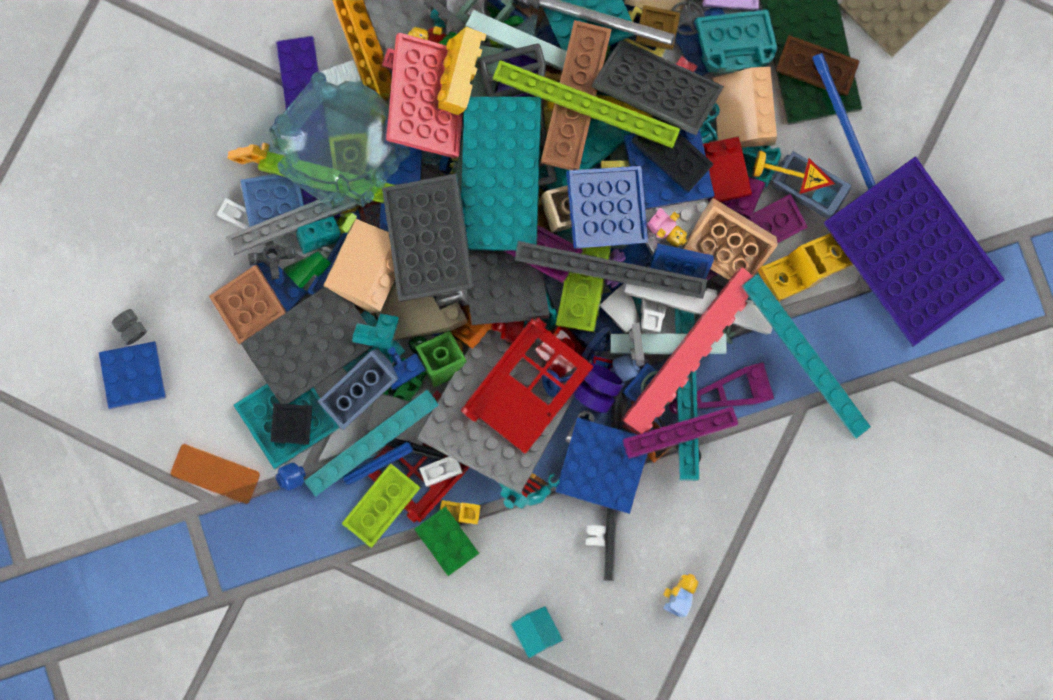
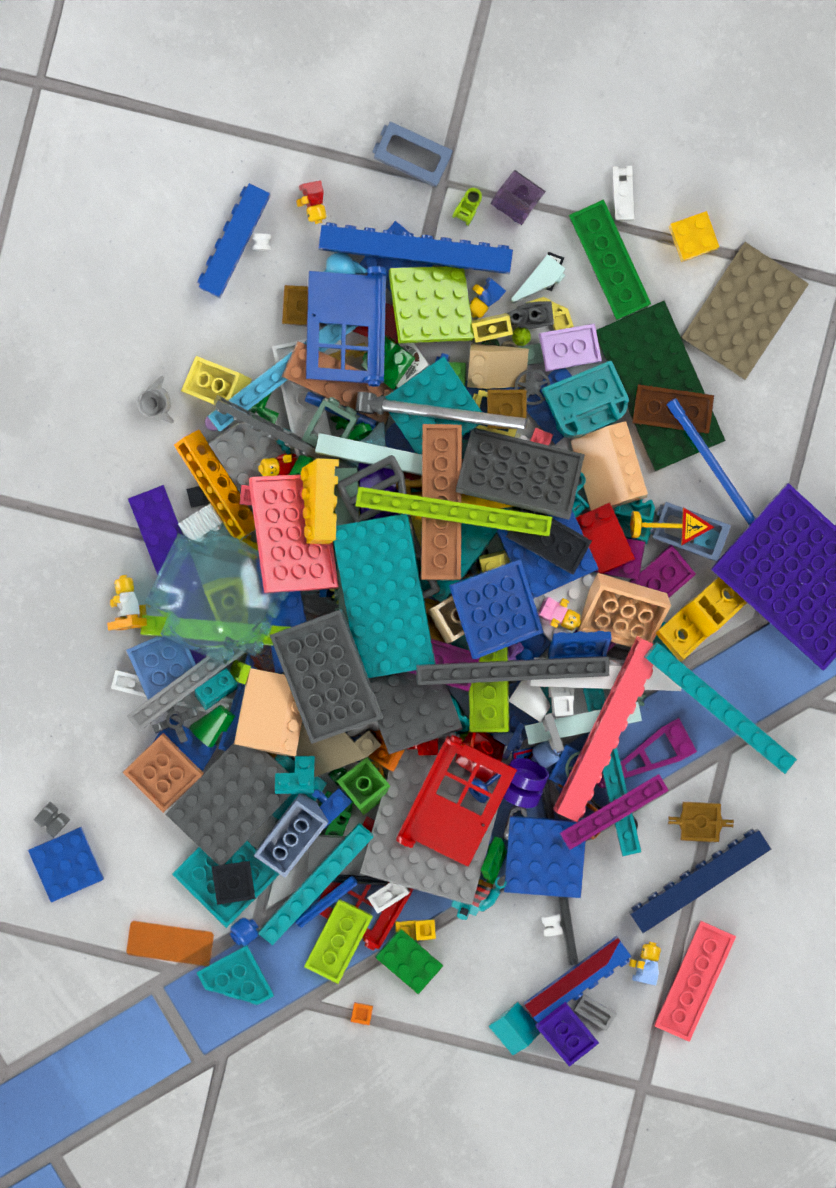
camera: 10 degrees left, 10 degrees up
(251, 130) = (126, 598): none -> piece
(273, 520) = (237, 977): none -> teal plate
(342, 53) = (197, 497): none -> black plate
(388, 583) = (361, 1013): none -> orange tile
(552, 457) = (492, 863): none -> green plate
(587, 646) = (567, 1034): none -> dark purple plate
(609, 595) = (578, 978): none -> brick
(626, 628) = (595, 1021): none -> light grey tile
(725, 622) = (695, 981): none -> coral plate
(750, 524) = (700, 880): none -> dark blue brick
(763, 467) = (700, 821): none -> pearl gold plate

